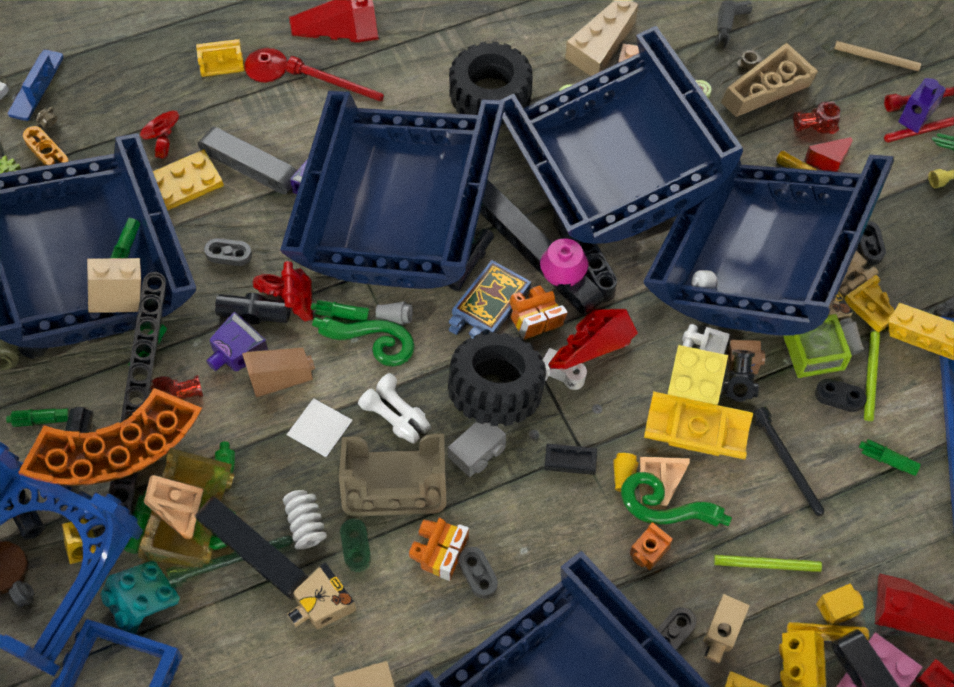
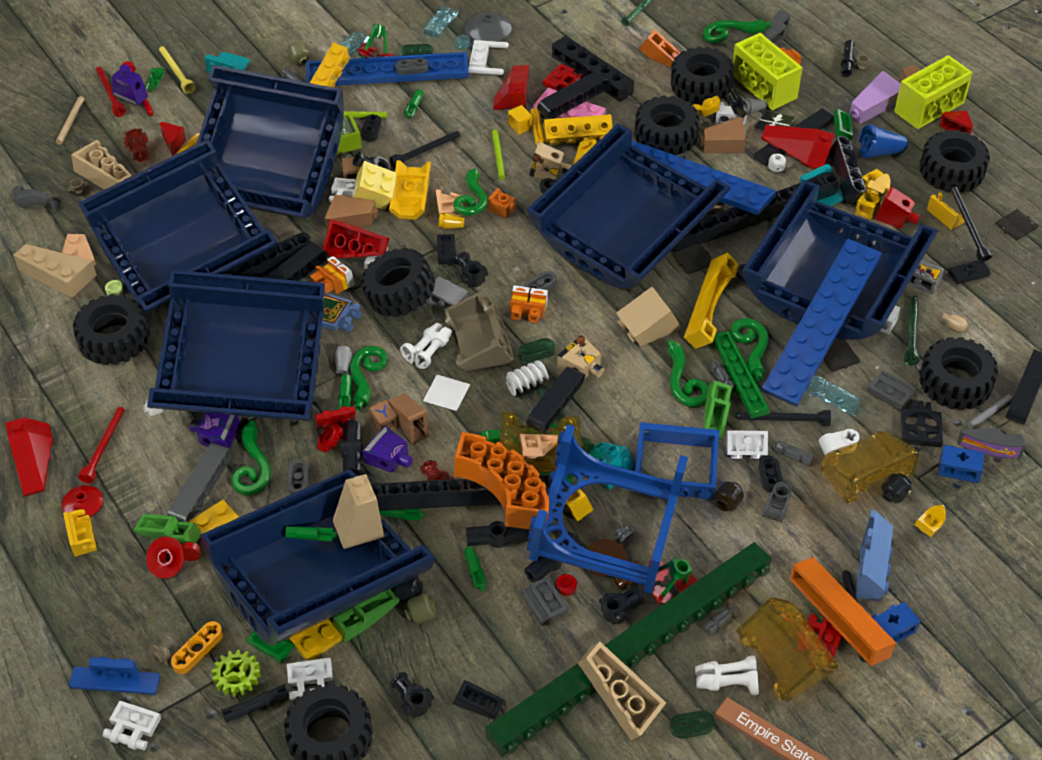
camera: 100 degrees left, 10 degrees down
(185, 140) = (160, 526): none -> bright green slope
(276, 216) = (249, 440): none -> green plant
(289, 339) = (383, 415): none -> medium nougat brick
(523, 480) = (472, 271): none -> black connector
(564, 262) = (293, 257): dark pink cone -> none
(657, 345) = (352, 211): none -> medium nougat slope
(704, 279) = (291, 191): white piece -> none

